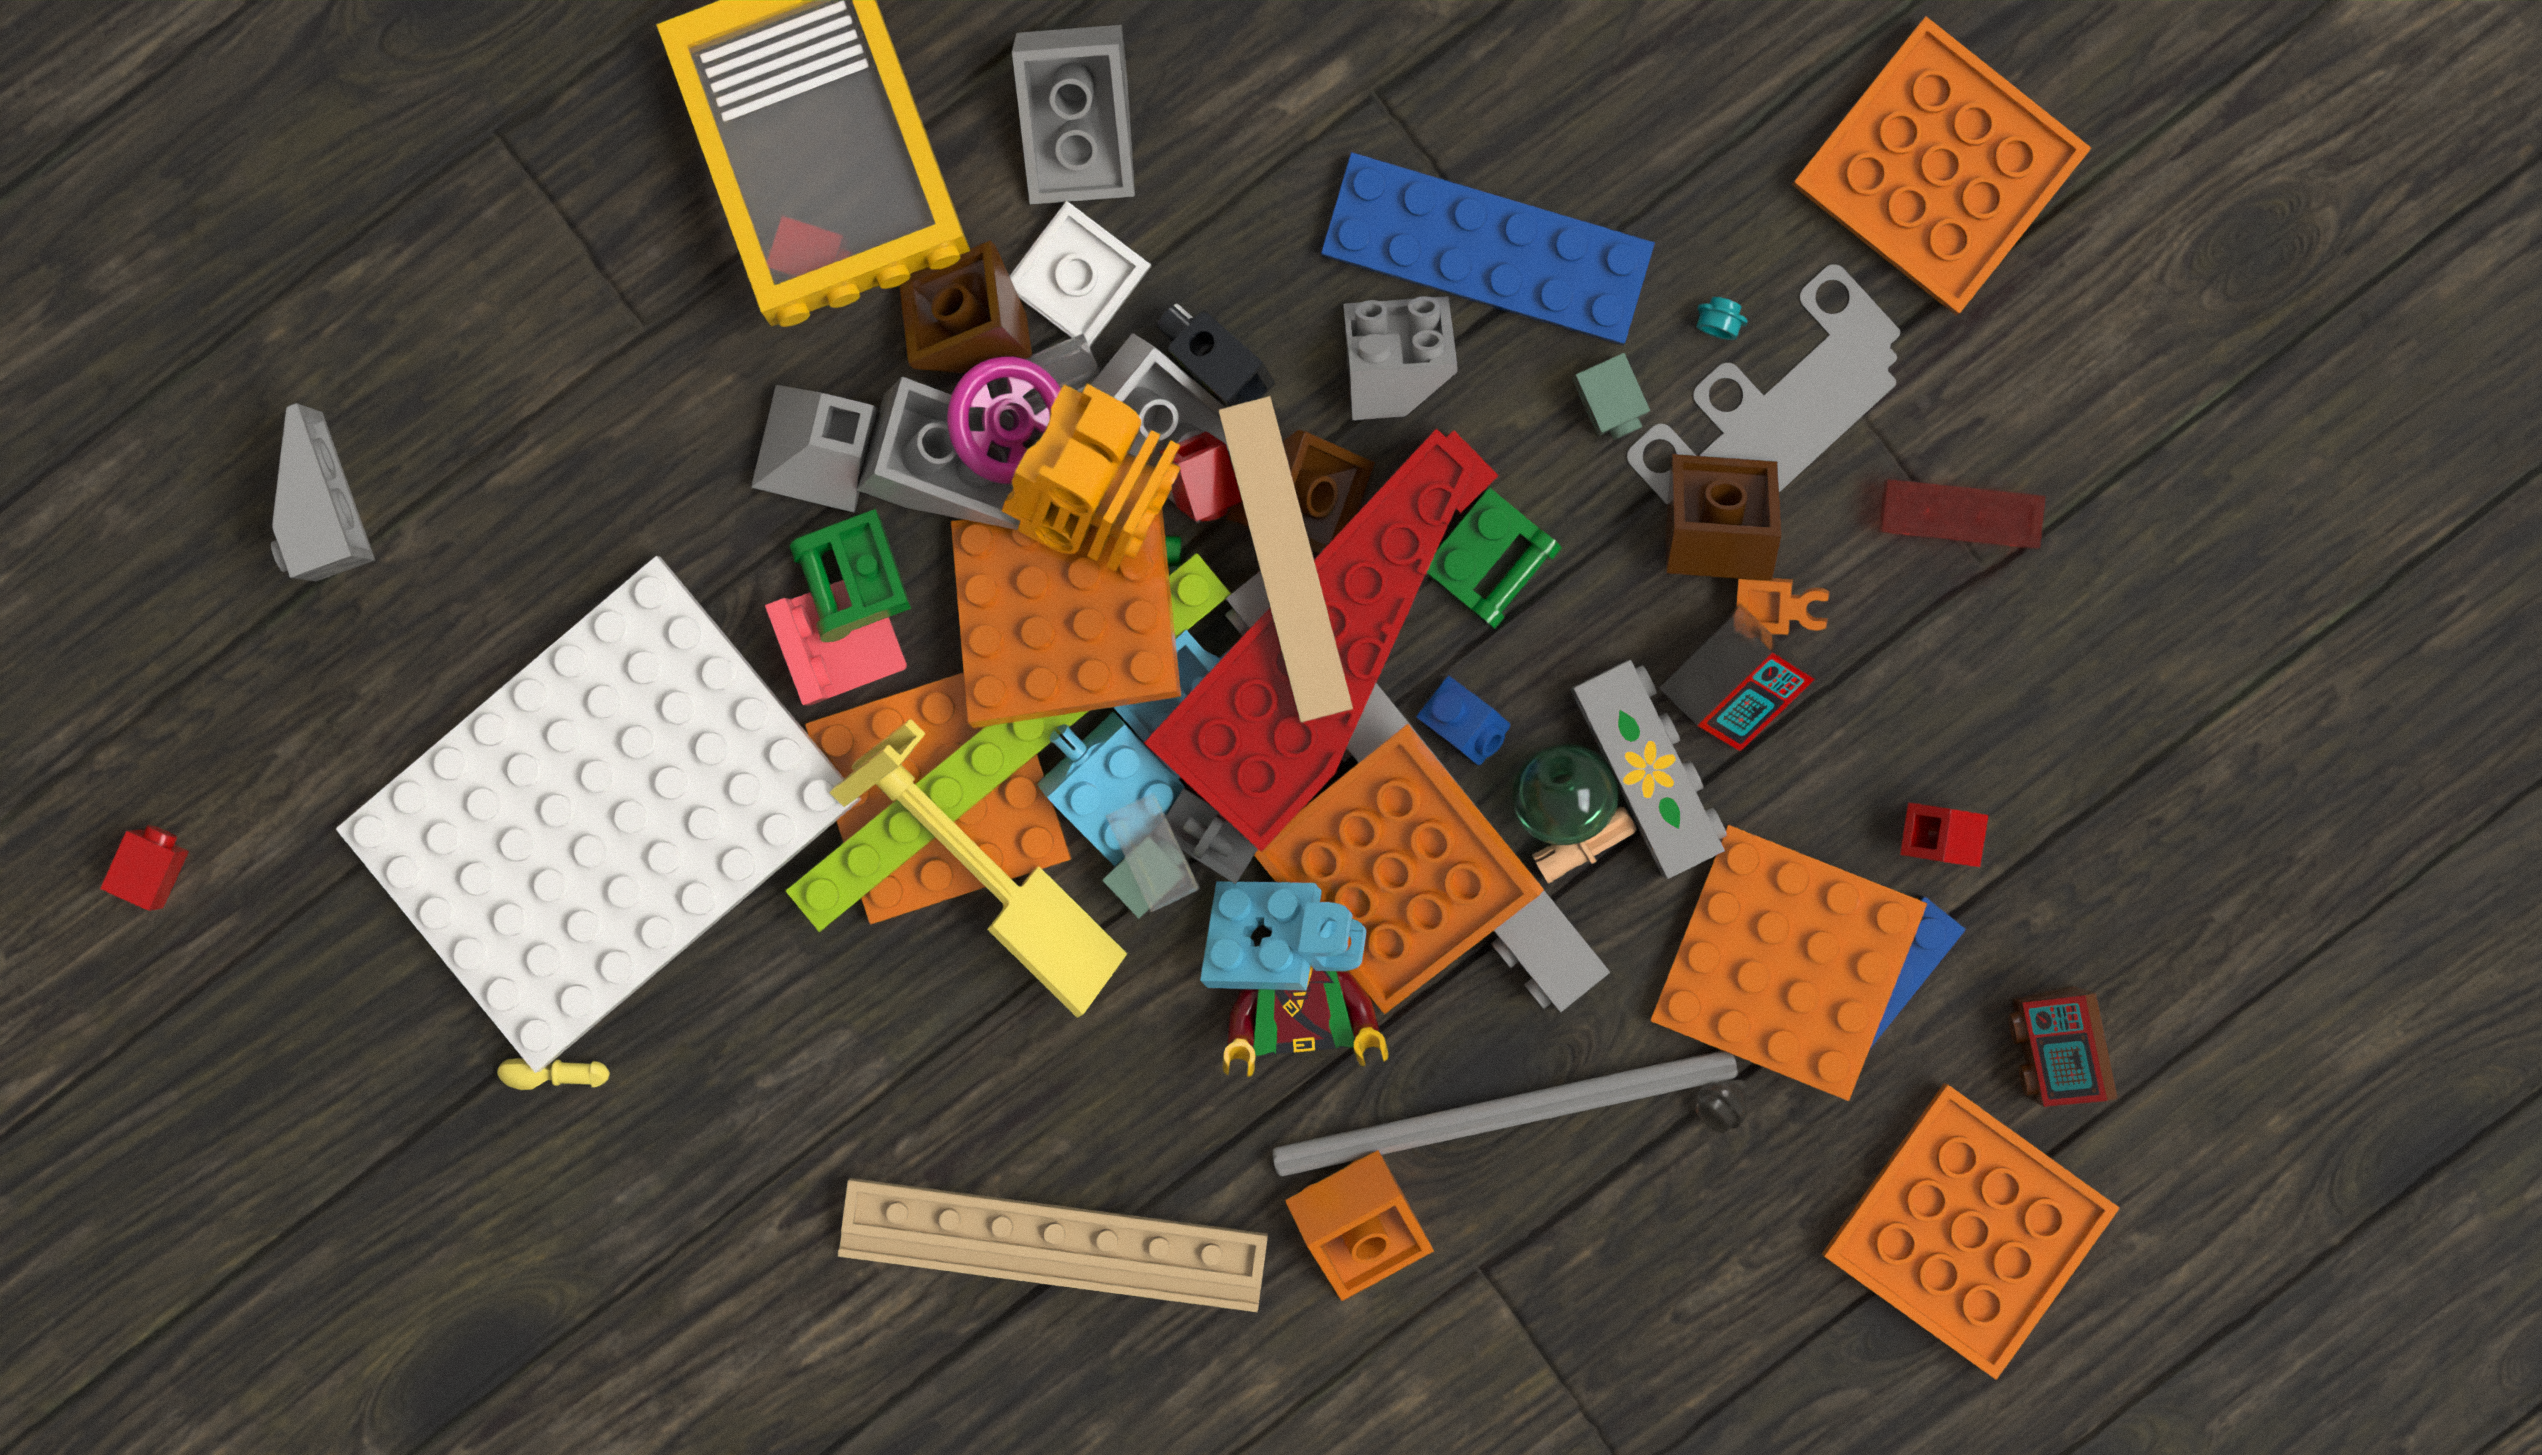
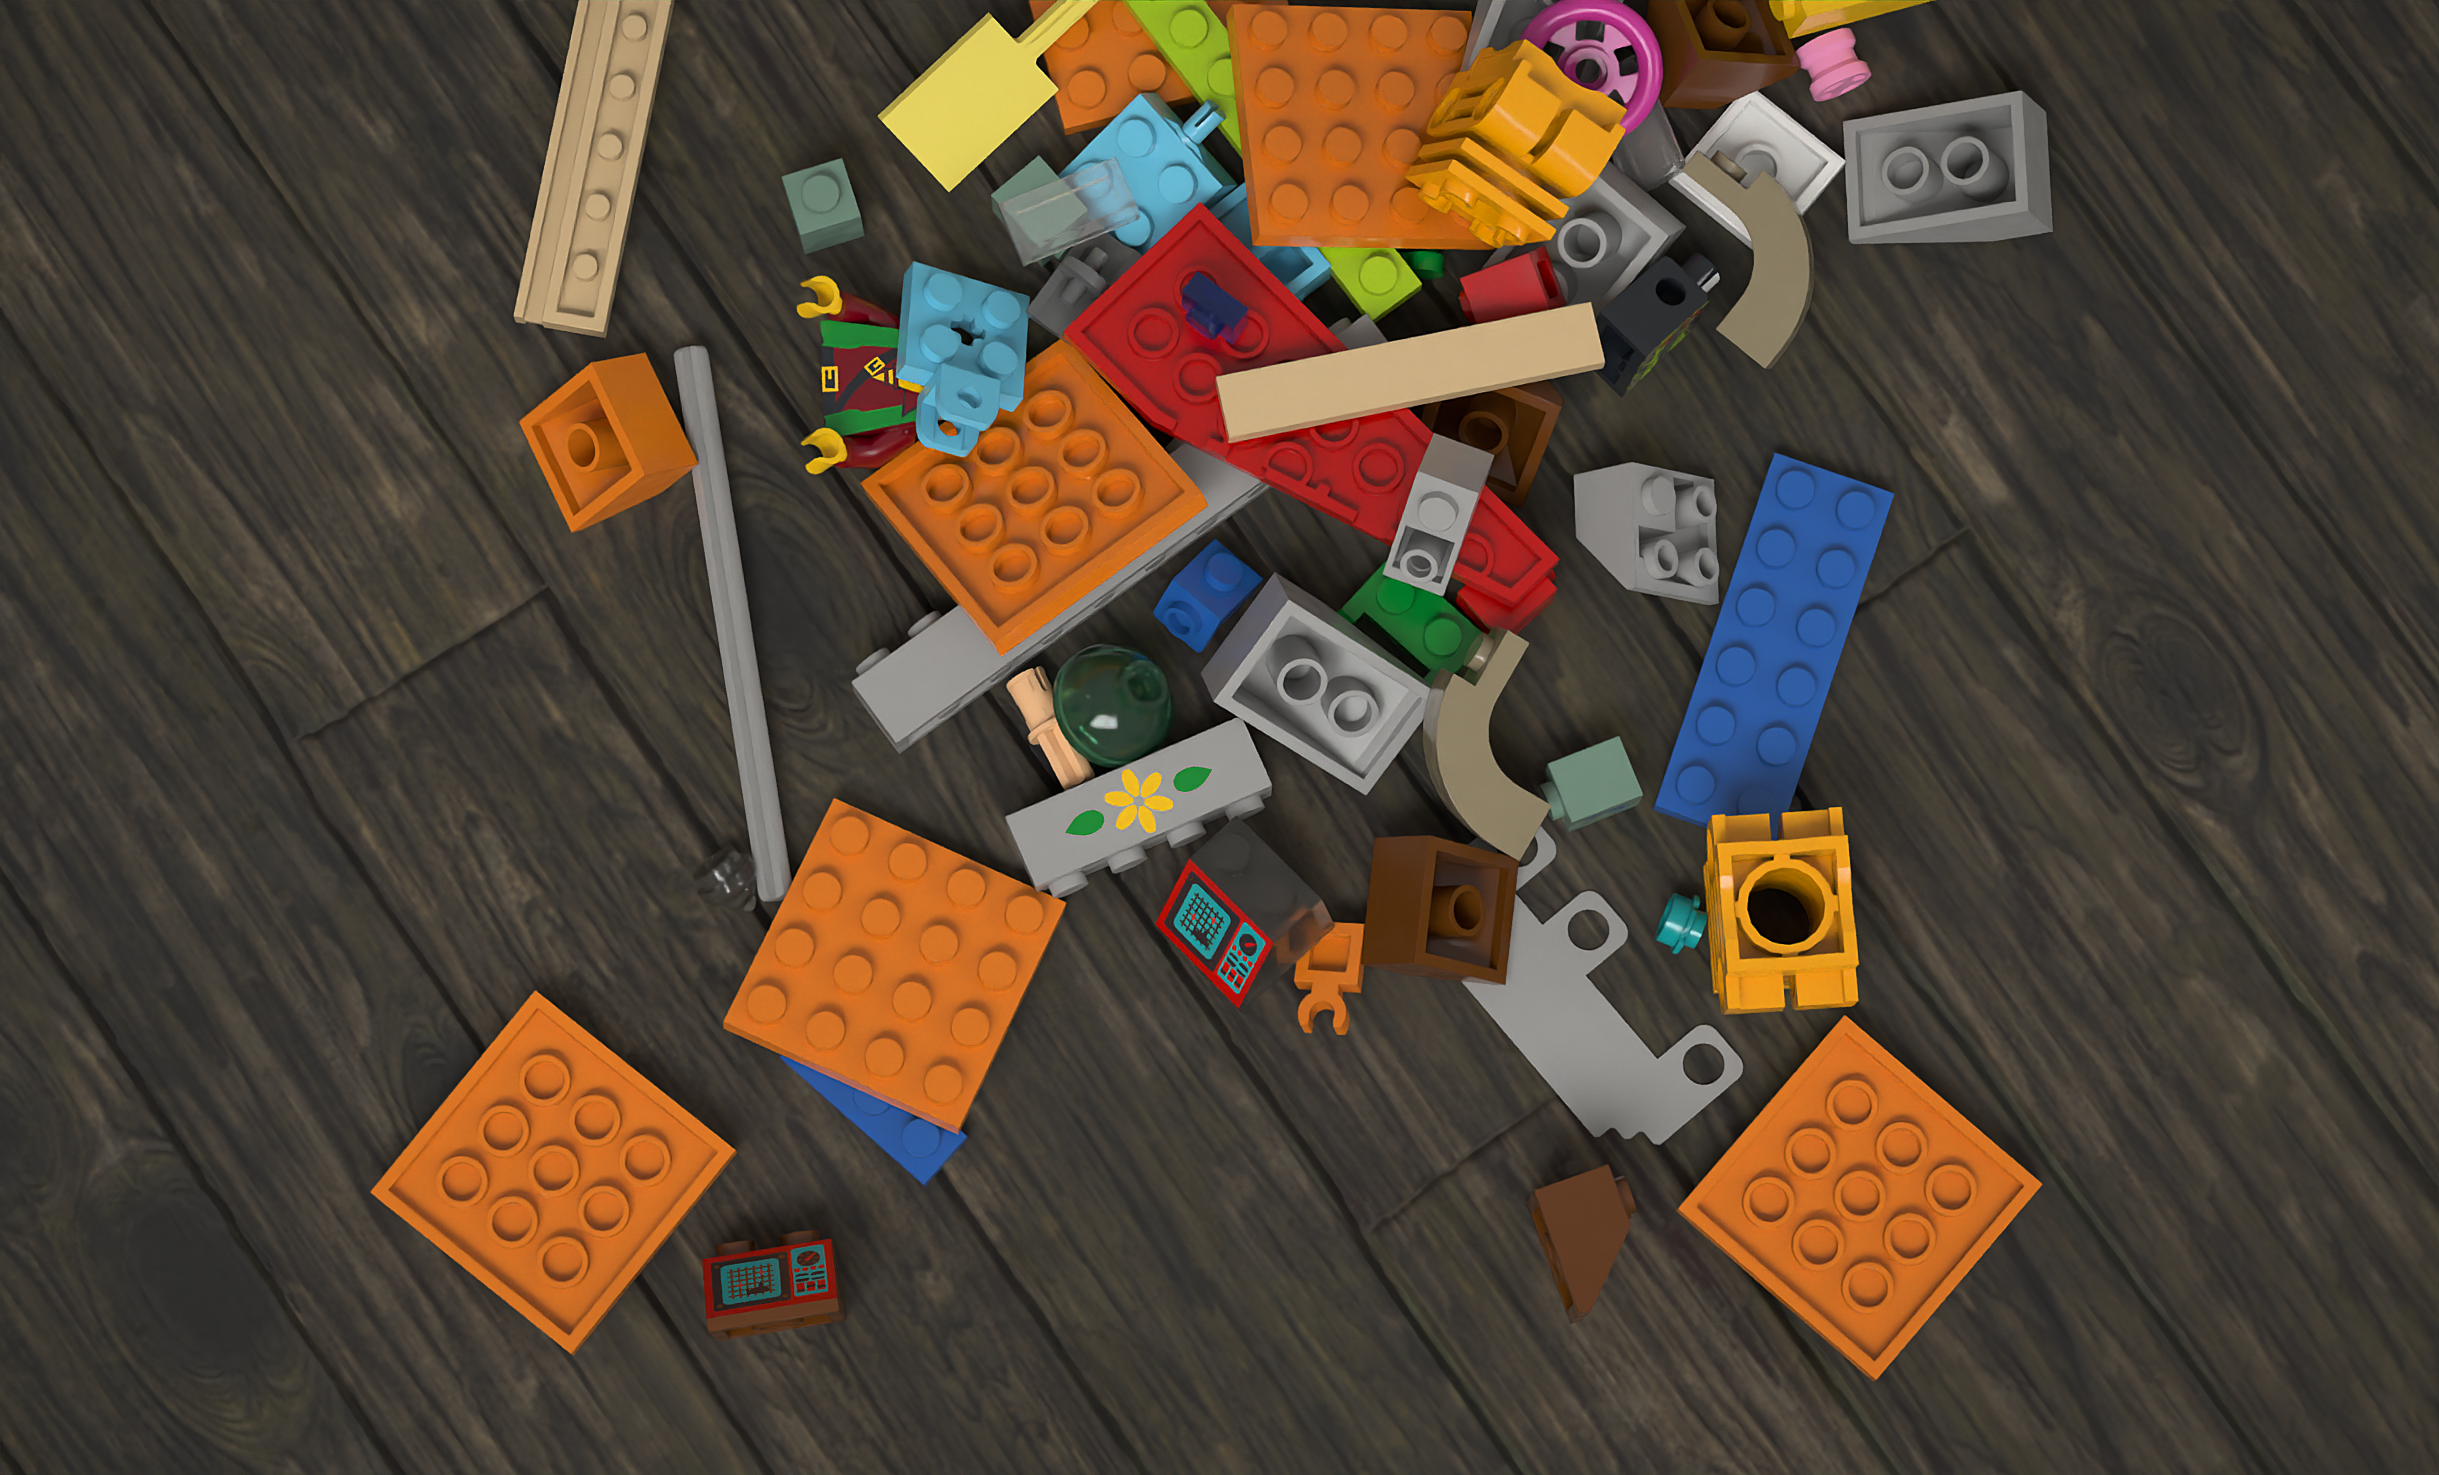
camera: 90 degrees right, 10 degrees down
(984, 214) = (1833, 64): none -> bright pink wheel
(1150, 1059) = (823, 206): none -> sand green brick
(1156, 250) = (1783, 267): none -> dark tan arch
(1245, 727) = (1213, 309): none -> clear blue plate
(1409, 530) = (1438, 514): none -> light grey slope
(1540, 627) = (1317, 684): none -> light grey slope
(1570, 508) = (1460, 749): none -> dark tan arch
(1760, 202) = (1805, 862): none -> light orange piece
(1944, 834) = (1041, 1156): red brick -> none
(1962, 514) = (1432, 1203): clear red plate -> none
(1989, 387) = (1581, 1233): none -> reddish brown slope

